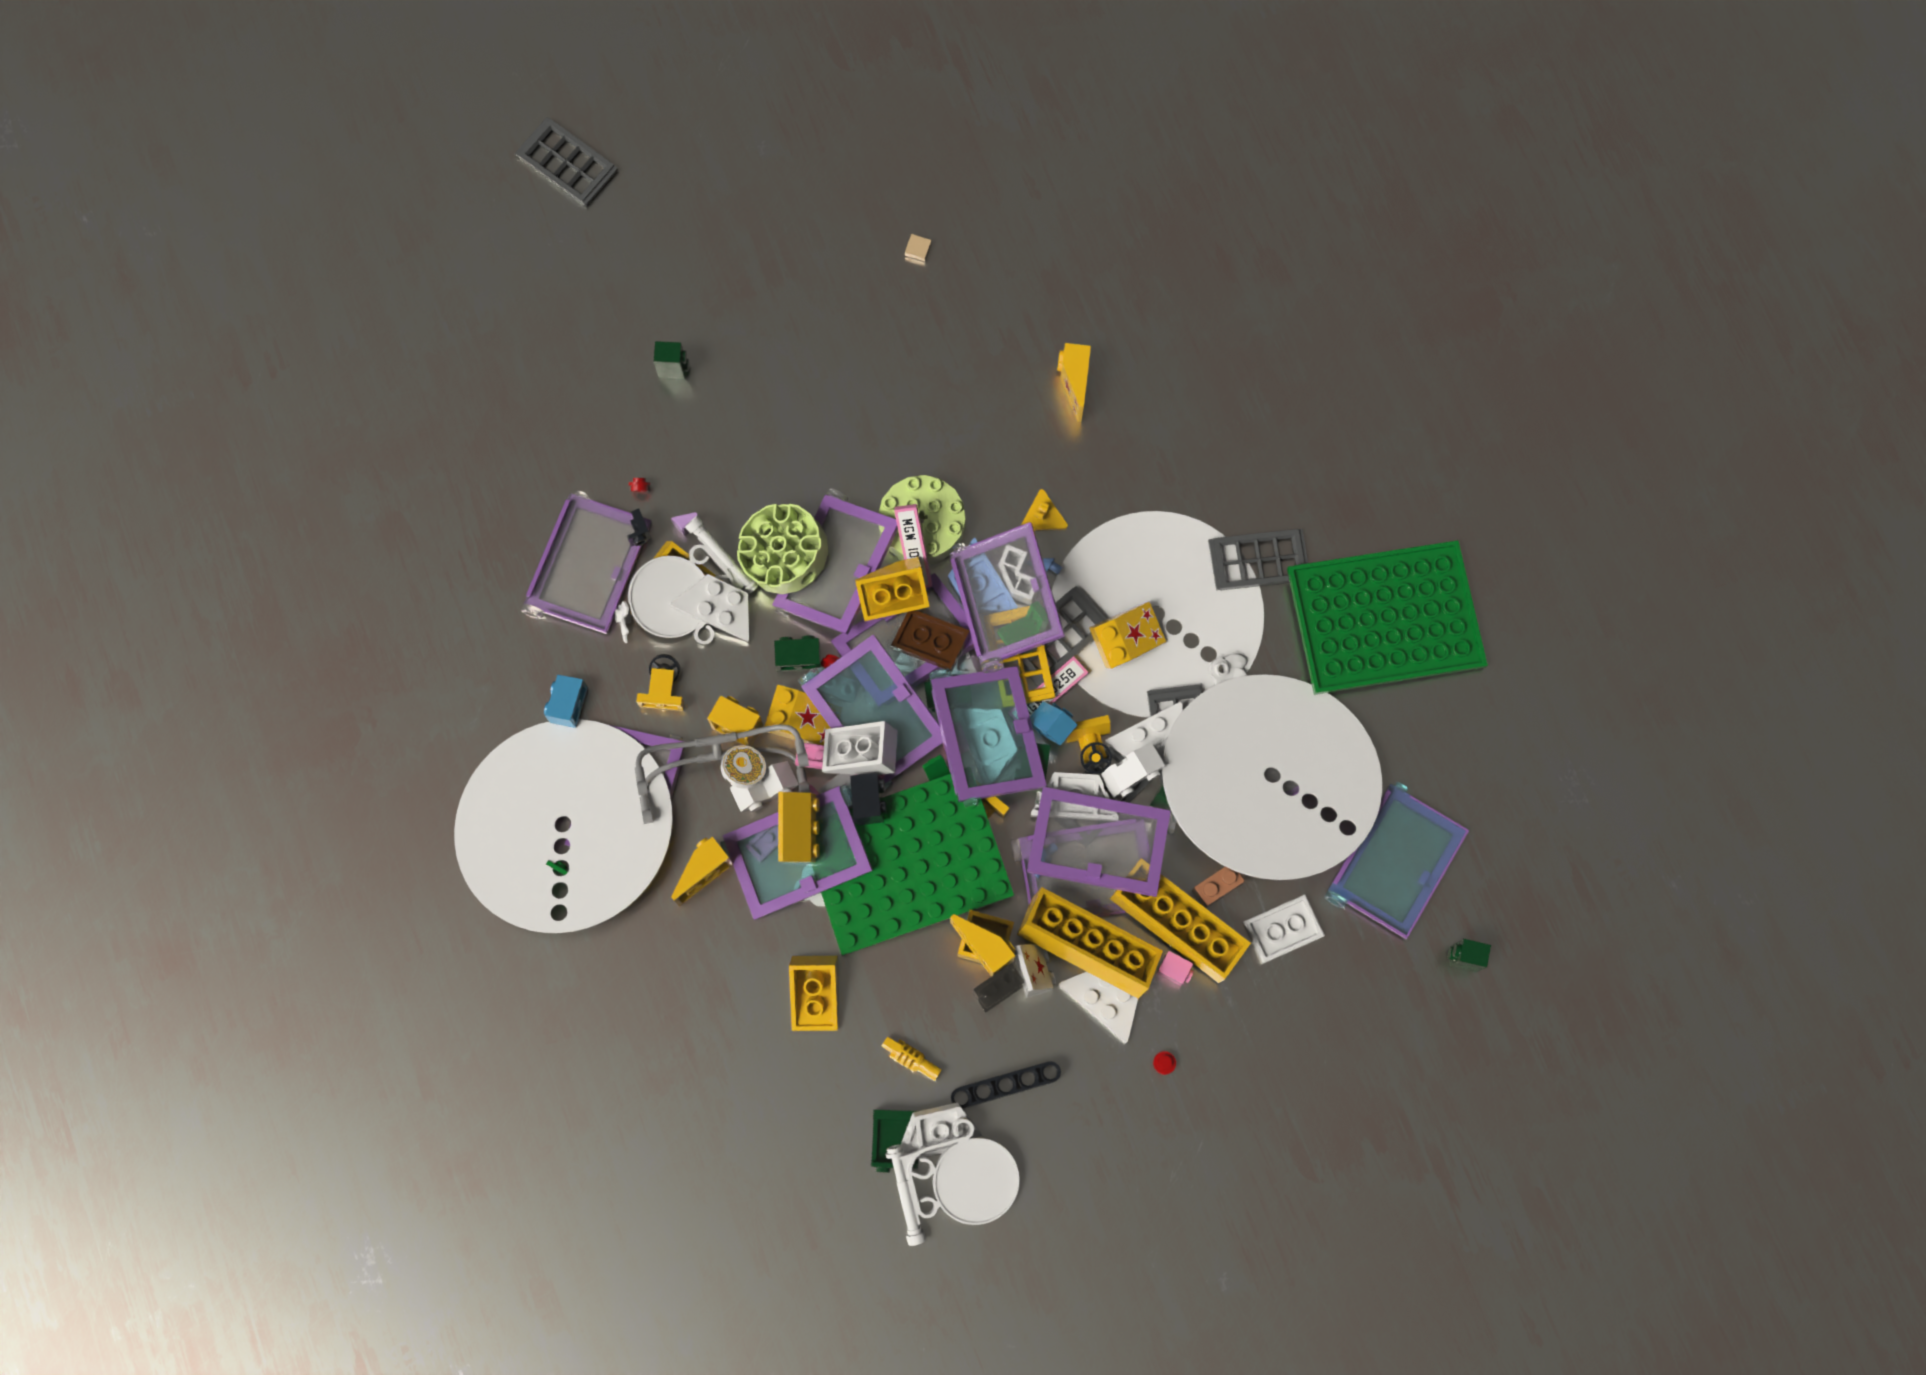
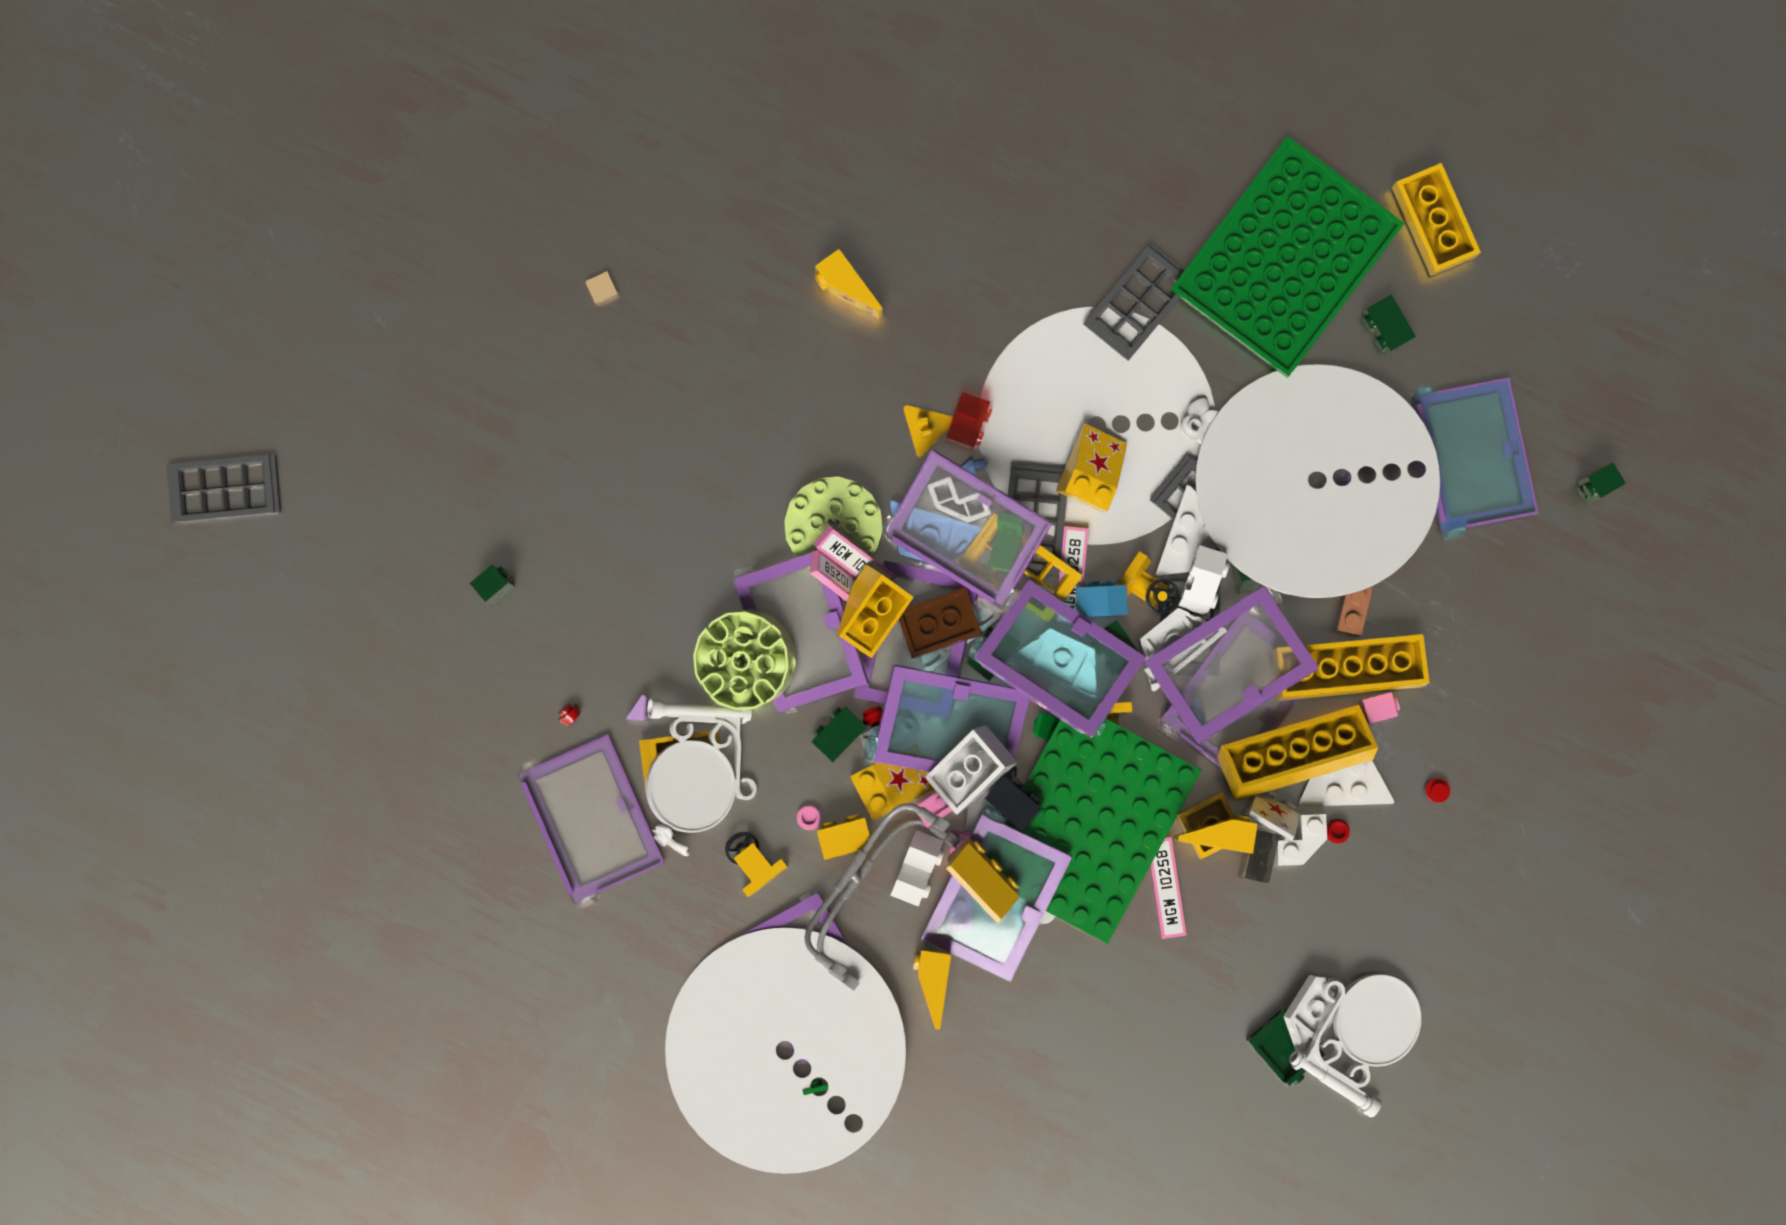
camera: 45 degrees left, 10 degrees up
(565, 701) = (687, 949): dark azure brick -> none
(641, 533) = (604, 749): black bracket -> none
(717, 605) = (736, 756): white wing -> none
(727, 688) = (809, 817): none -> bright pink tile
(743, 766) = (889, 870): tile -> none
(814, 993) = (1113, 993): yellow slope -> none
(888, 539) = (831, 574): none -> tile
(911, 1058) = (1238, 972): yellow hinge -> none
(916, 958) = (1167, 892): none -> tile
(1017, 1084) = (1342, 918): black beam -> none
(1030, 1013) = (1311, 835): none -> white brick
(1069, 1026) = (1338, 831): none -> red plate
(1073, 532) = (968, 420): none -> clear red brick
(1283, 929) = (1434, 595): white tile -> none
(1415, 721) = (1388, 325): none -> dark green brick
(1511, 681) = (1436, 219): none -> yellow brick

